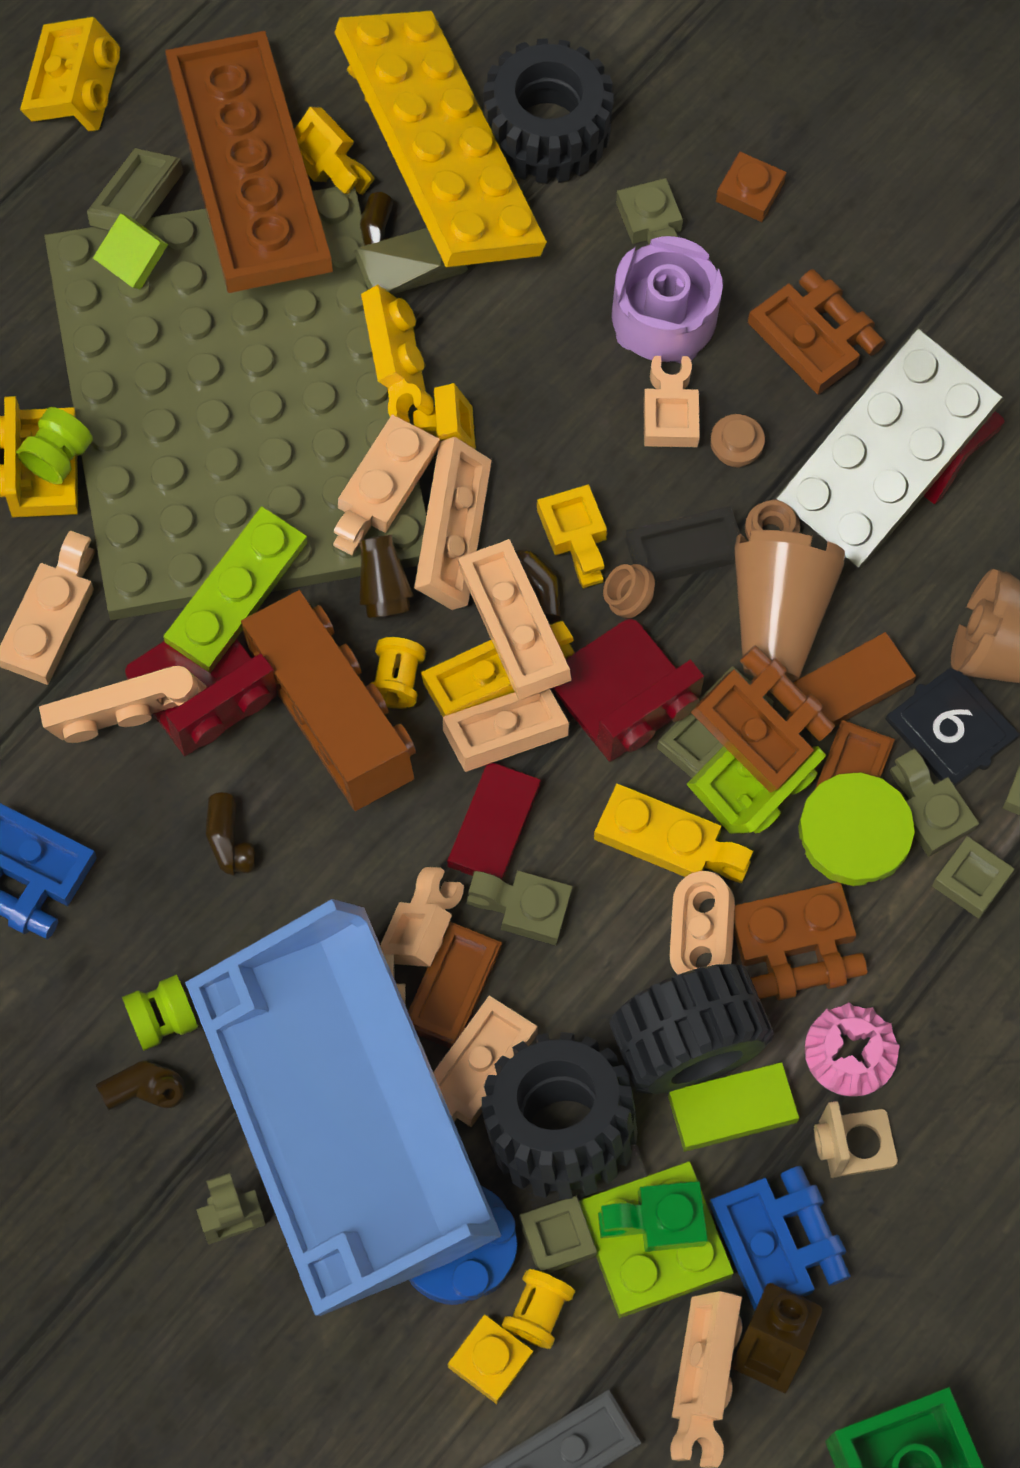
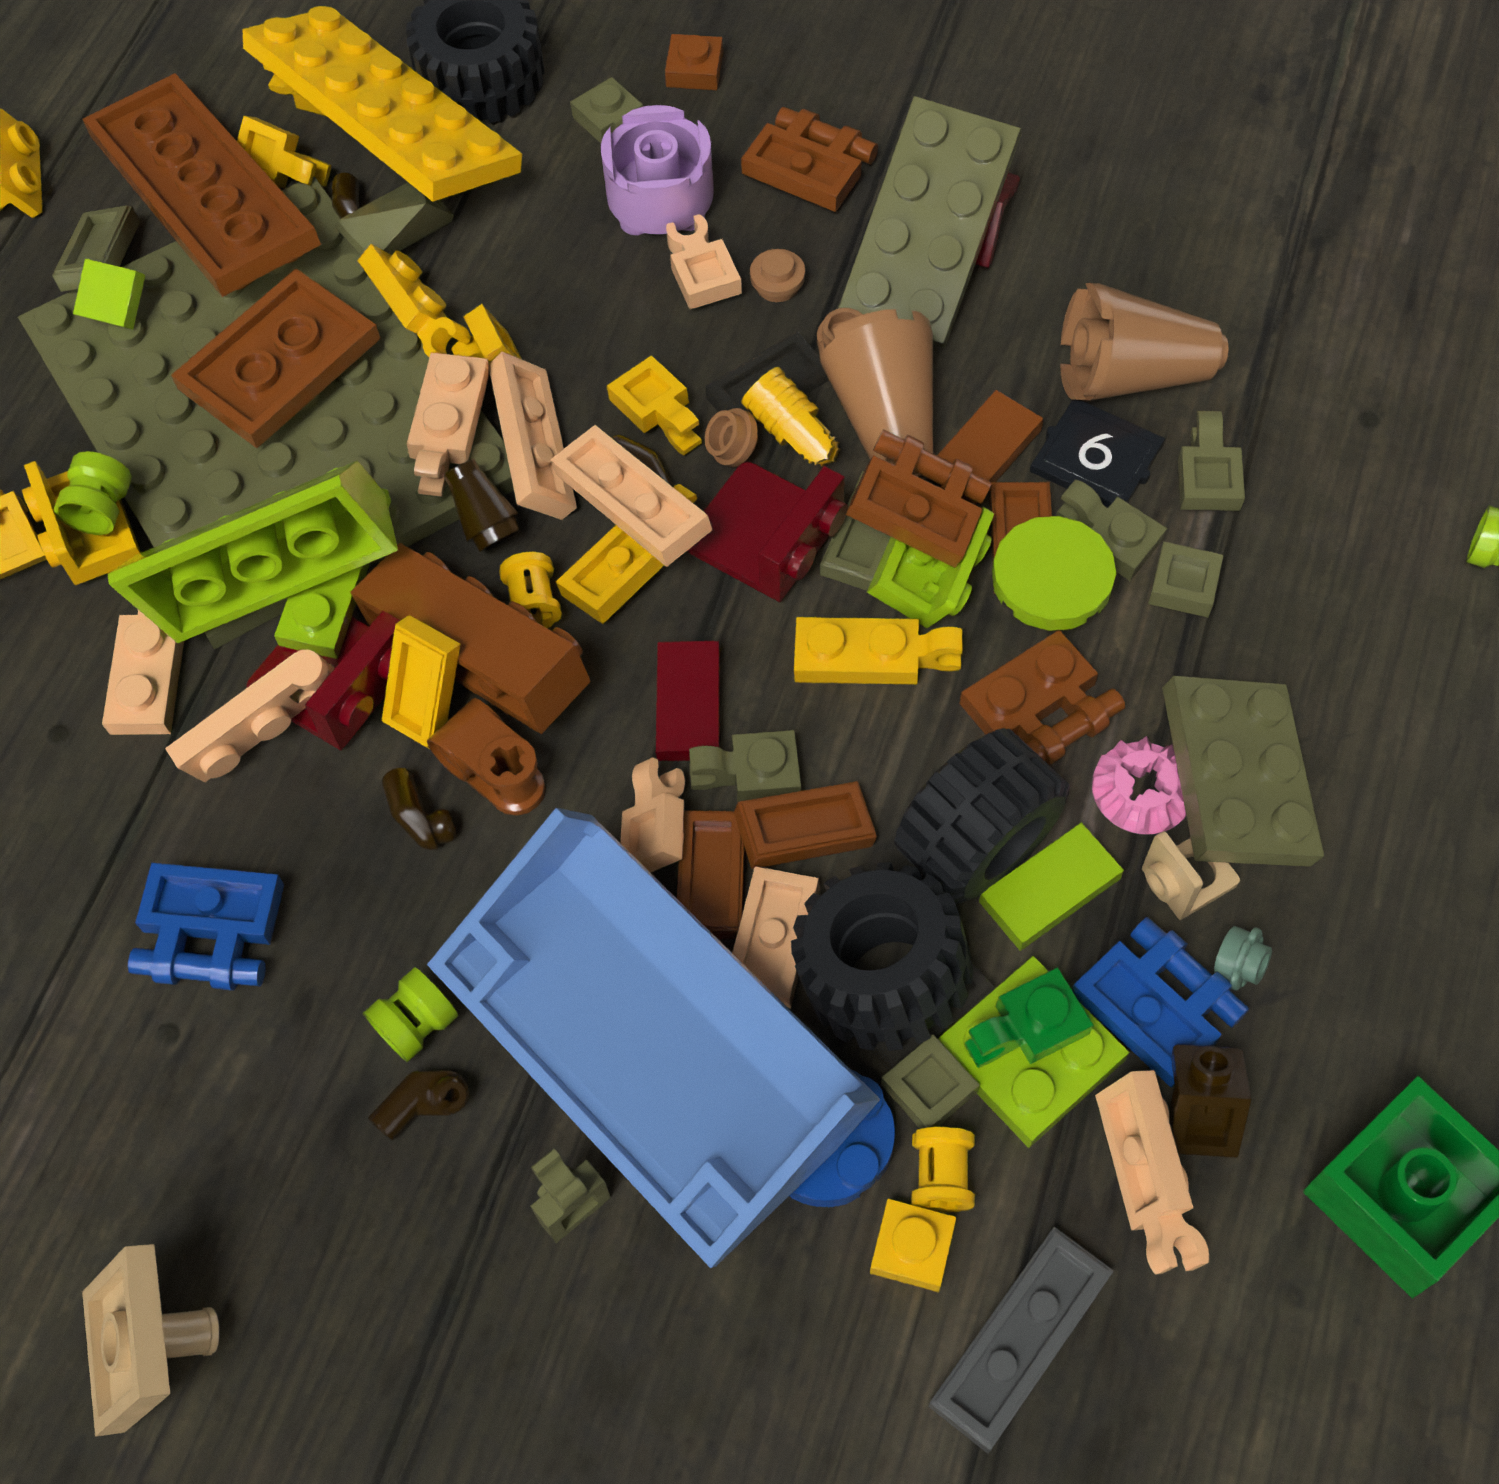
camera: 15 degrees left, 5 degrees down
(176, 562) = (260, 553): none -> lime slope
(255, 369) = (276, 357): none -> dark orange plate
(270, 727) = (419, 679): none -> yellow tile
(304, 807) = (490, 758): none -> dark orange piece
(504, 728) = (661, 603): light nougat plate -> none
(547, 974) = (804, 824): none -> dark orange tile
(688, 595) = (790, 417): none -> yellow hinge
(699, 932) = (940, 728): light nougat plate -> none
(864, 1231) = (1243, 957): none -> sand green plate
(939, 1071) = (1241, 772): none -> olive plate

